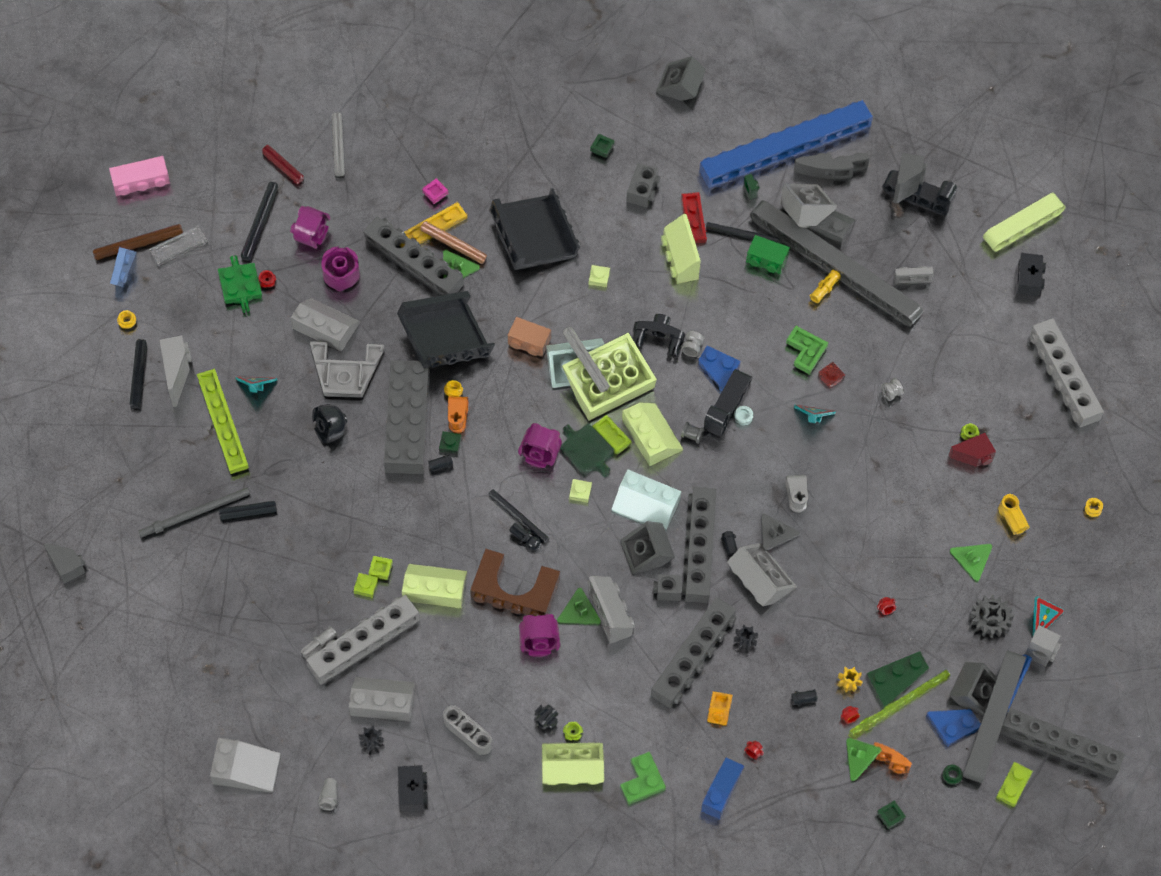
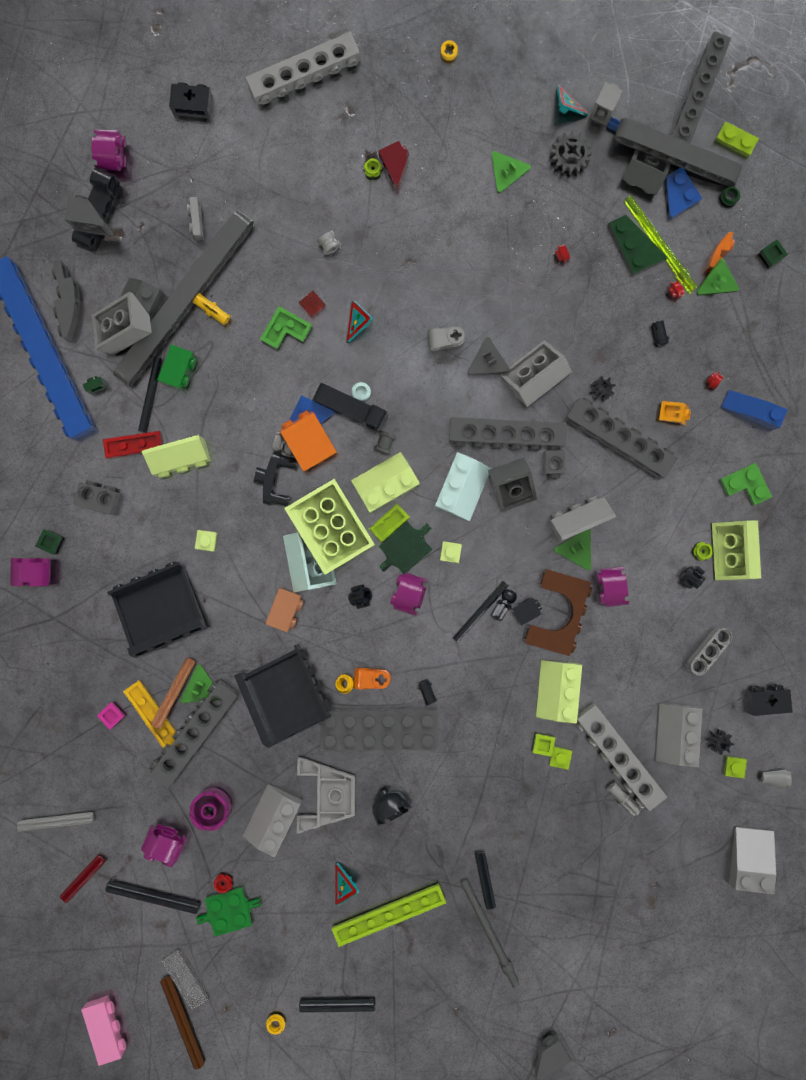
camera: 90 degrees left, 25 degrees up
(122, 266) = (215, 1037): medium blue wing -> none
(176, 365) = (333, 971): light grey slope -> none
(343, 755) = (735, 767): none -> lime plate
(450, 442) = (402, 683): dark green plate -> none
(518, 555) = (527, 610): none -> black brick
(537, 399) = (360, 596): none -> black gear
(573, 127) = (30, 572): none -> magenta brick
(586, 359) = (319, 550): light grey axle -> none
(694, 360) = (307, 440): none -> orange panel
(729, 542) = (503, 404): black pin -> none
(847, 683) = (642, 284): yellow gear -> none
(976, 201) = (108, 149): none -> magenta brick
(1013, 515) = (464, 127): yellow piece -> none
(1024, 222) = (128, 103): yellowish green beam -> none

